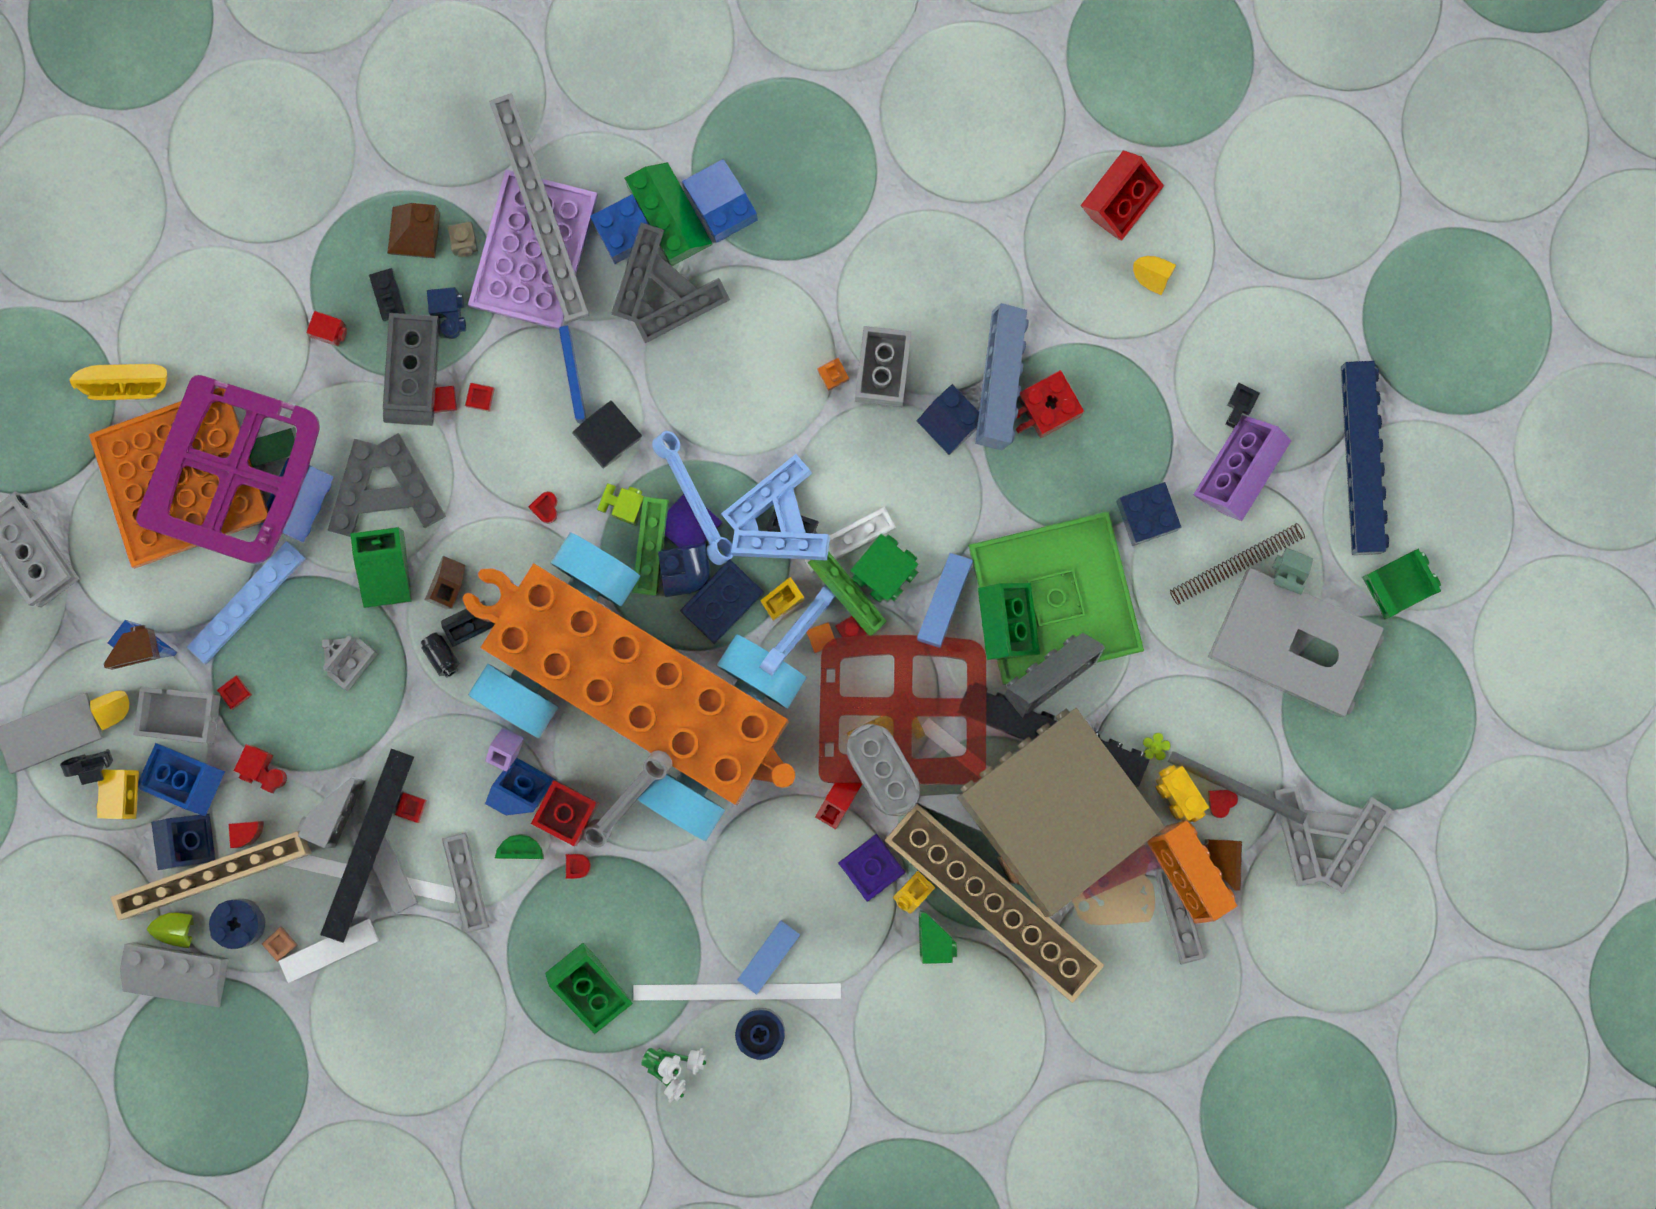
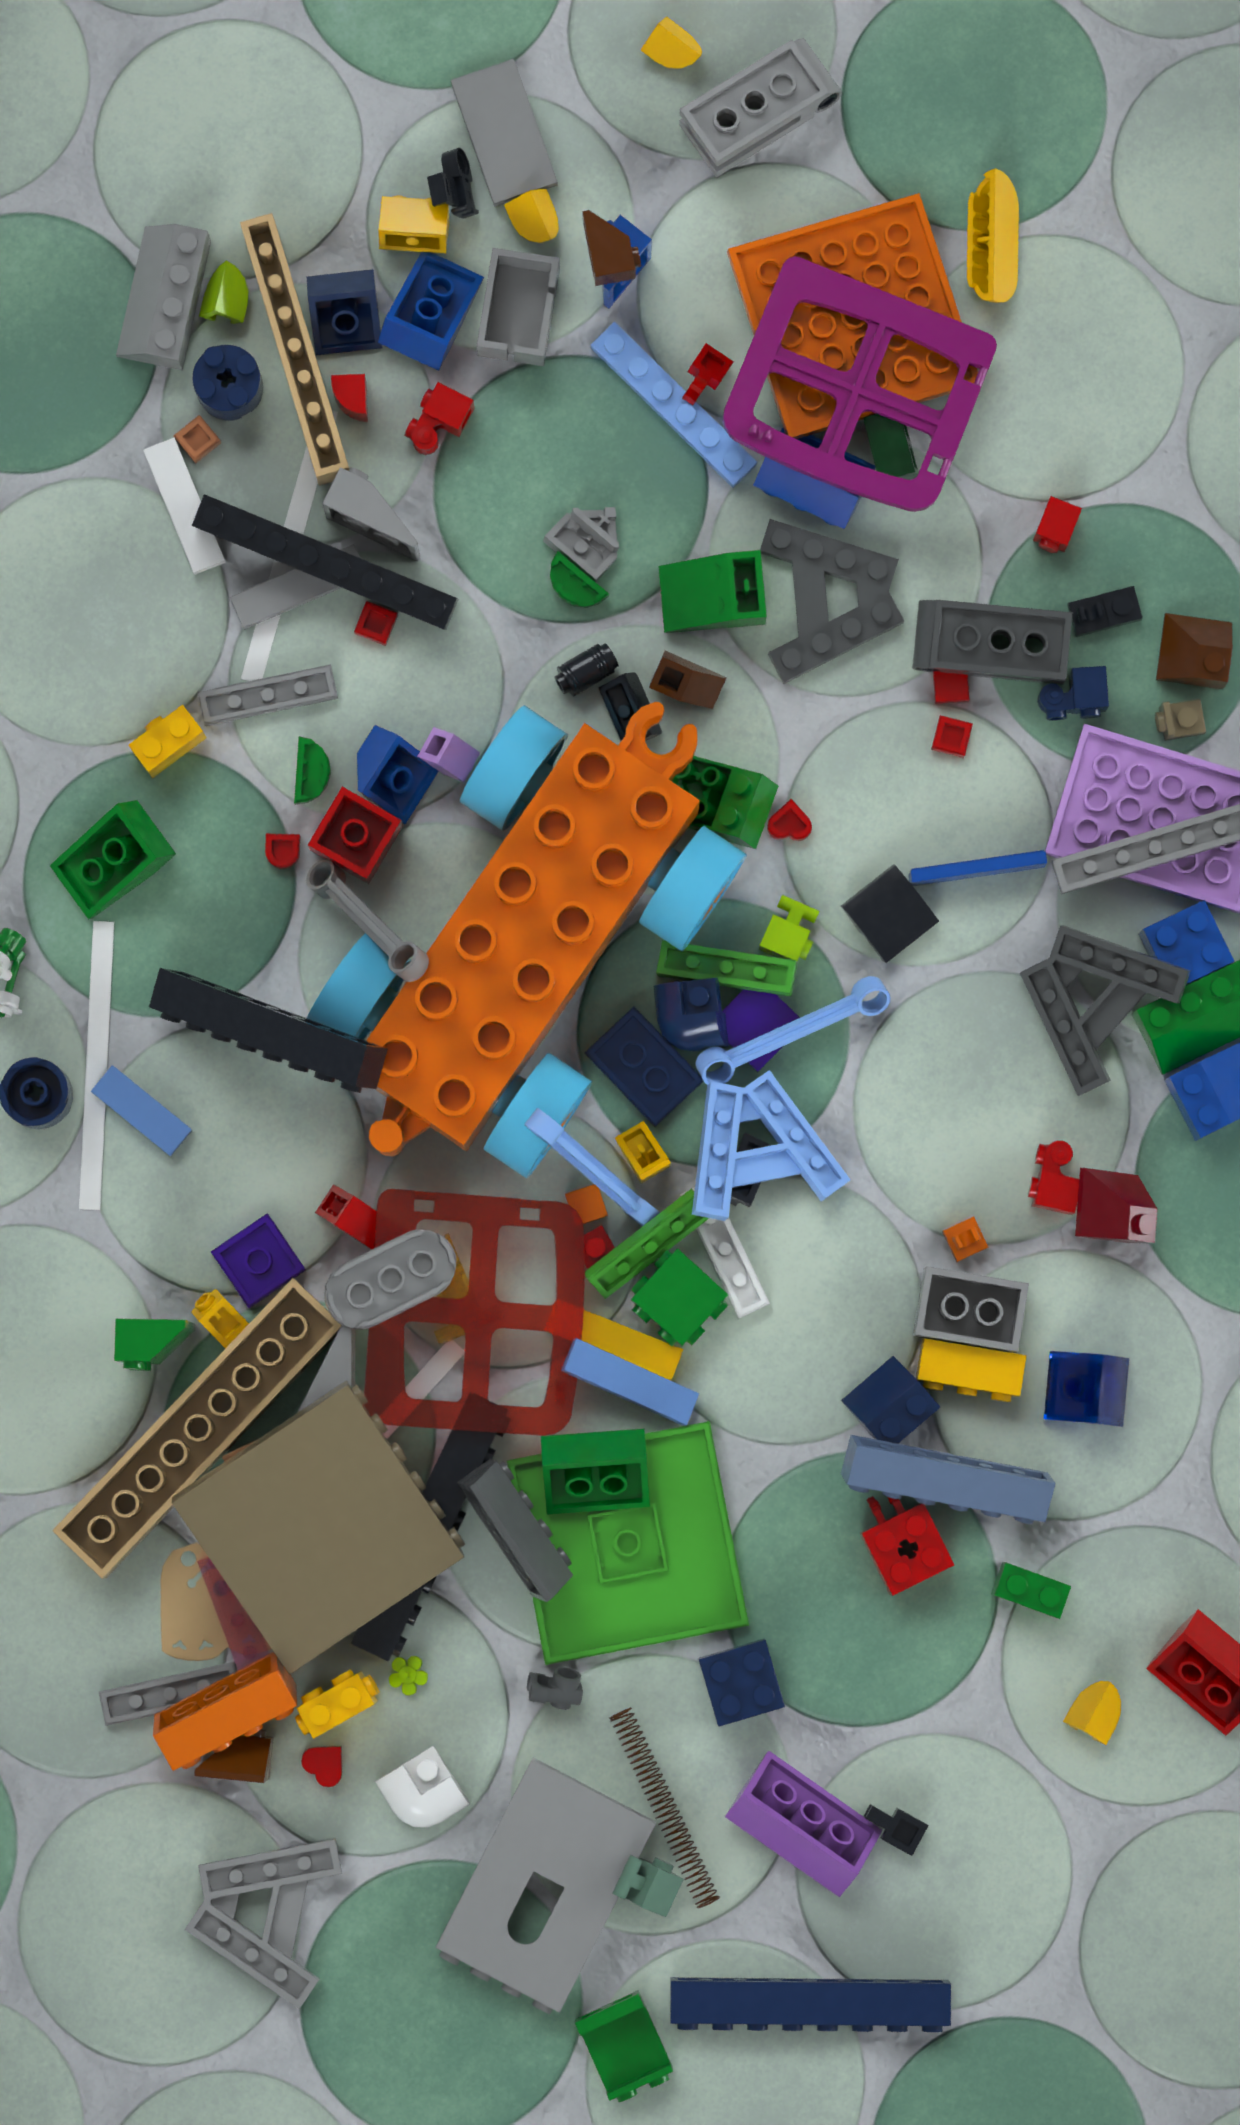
camera: 90 degrees right, 0 degrees up
(220, 577) = (708, 370): none -> red plate
(234, 692) = (548, 385): red tile -> none
(378, 667) = (574, 585): none -> green plate
(501, 953) = (167, 740): none -> yellow brick
(529, 544) = (731, 799): none -> green slope
(709, 864) = (269, 1029): none -> black brick
(794, 315) = (1052, 1188): none -> red brick
(807, 270) = (1114, 1207): none -> dark red slope
(918, 601) = (631, 1345): none -> yellow tile
(924, 366) = (970, 1369): none -> yellow brick
(933, 286) = (1086, 1388): none -> clear blue slope
(1074, 318) = (1031, 1590): none -> green brick
(1161, 640) = (559, 1690): none -> dark grey plate
(1235, 732) = (422, 1790): none -> white brick
(1238, 788) = (342, 1786): dark grey piece -> none

